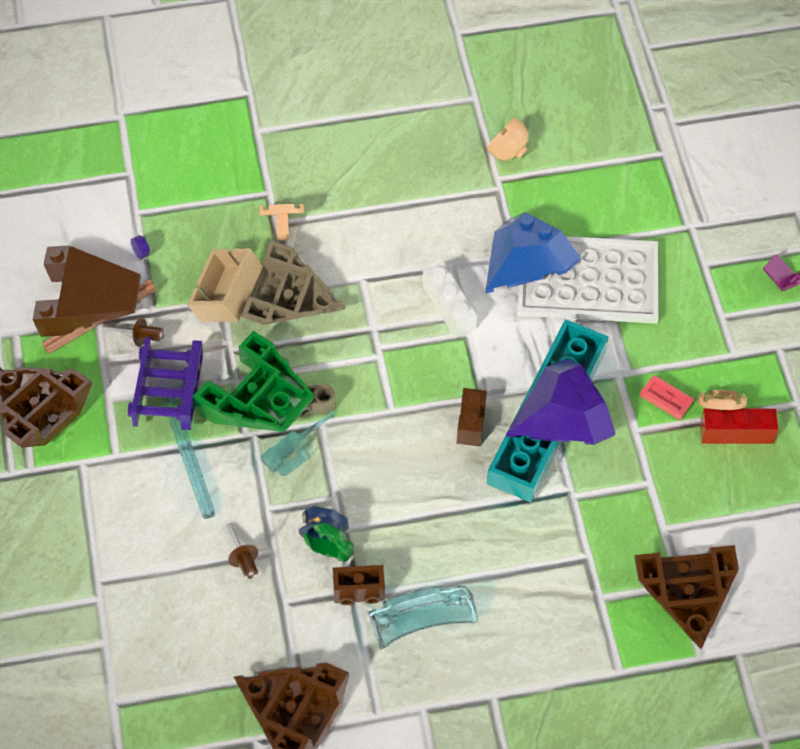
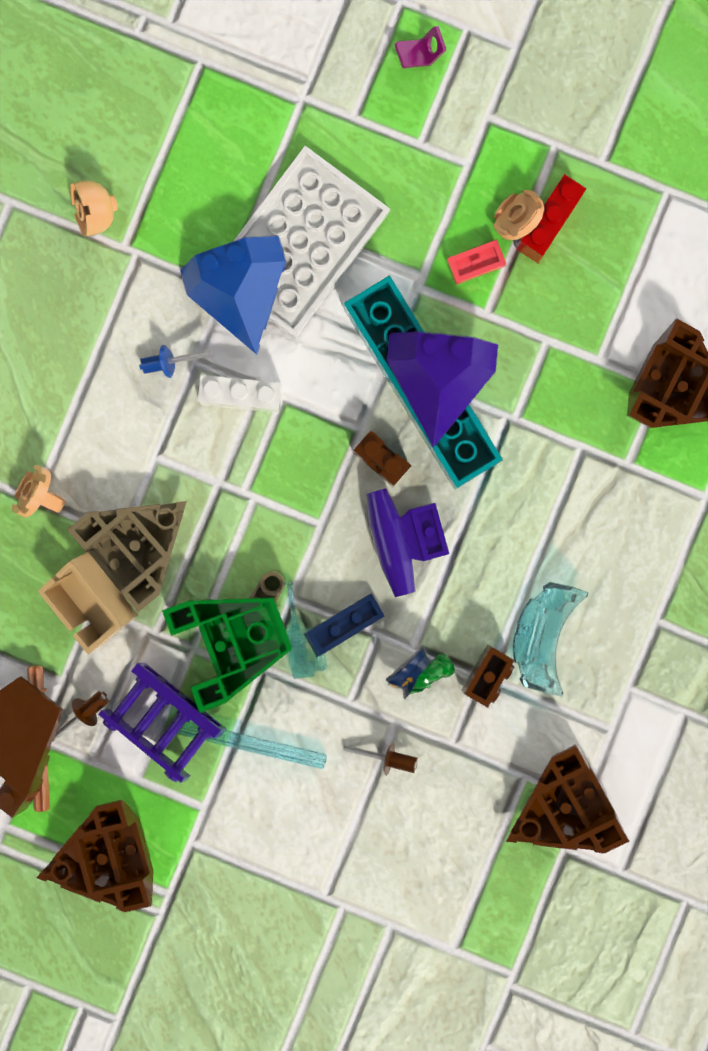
camera: 60 degrees left, 30 degrees up
(327, 461) = (344, 625): none -> dark blue hinge
(421, 465) = (400, 539): none -> dark purple plate
(437, 242) = (166, 361): none -> blue piece

